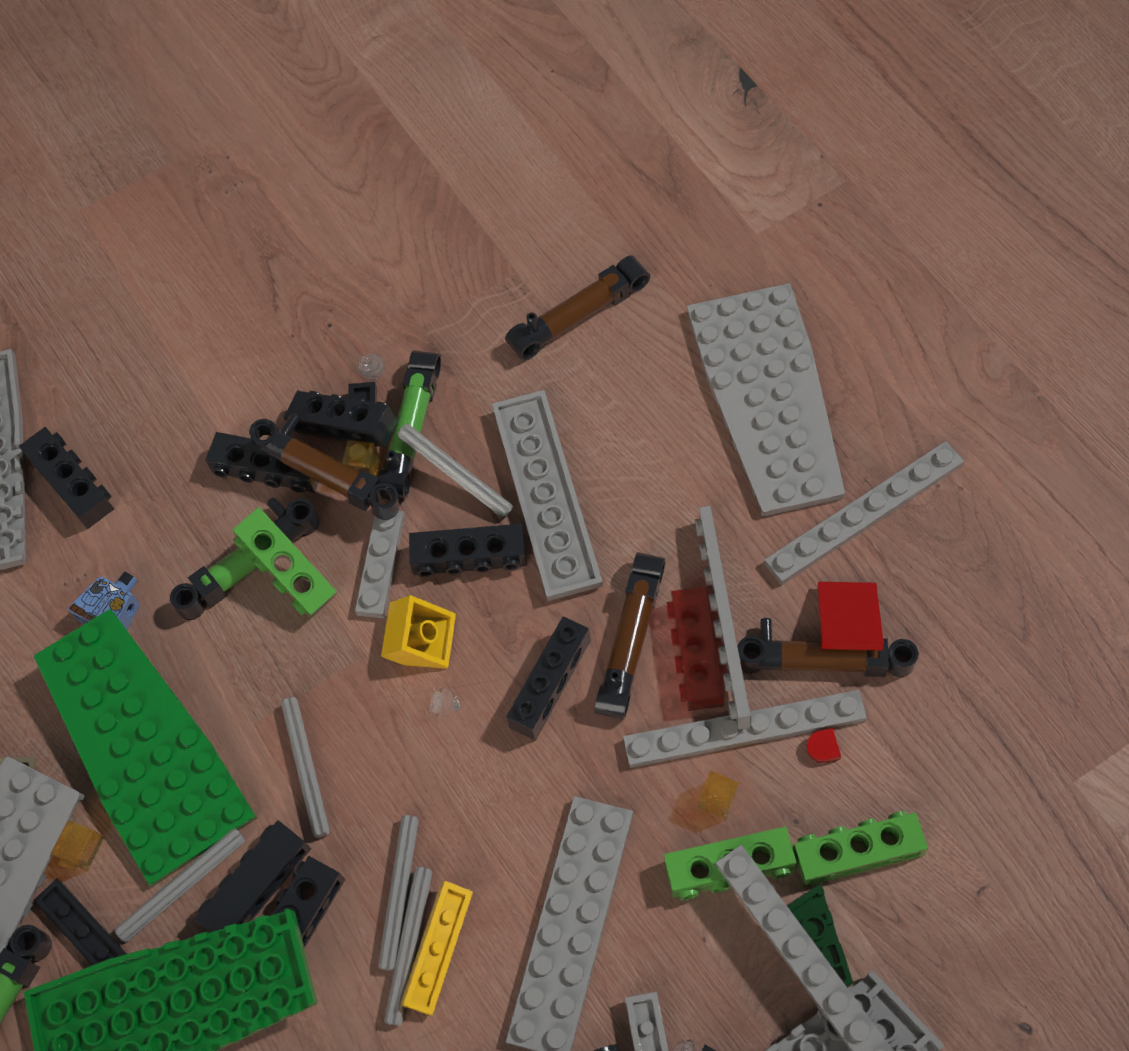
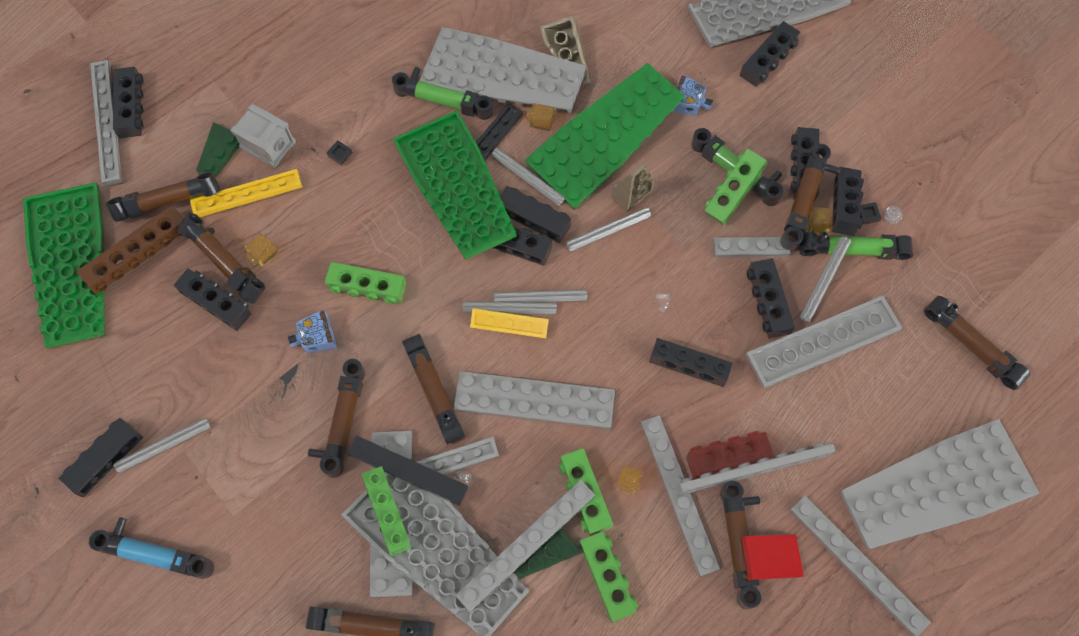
camera: 75 degrees right, 5 degrees up
(248, 718) = (633, 188): none -> dark tan wedge
(418, 633) = (705, 278): yellow slope -> none
(640, 599) = (761, 414): piece -> none
(823, 746) = (675, 548): red tile -> none

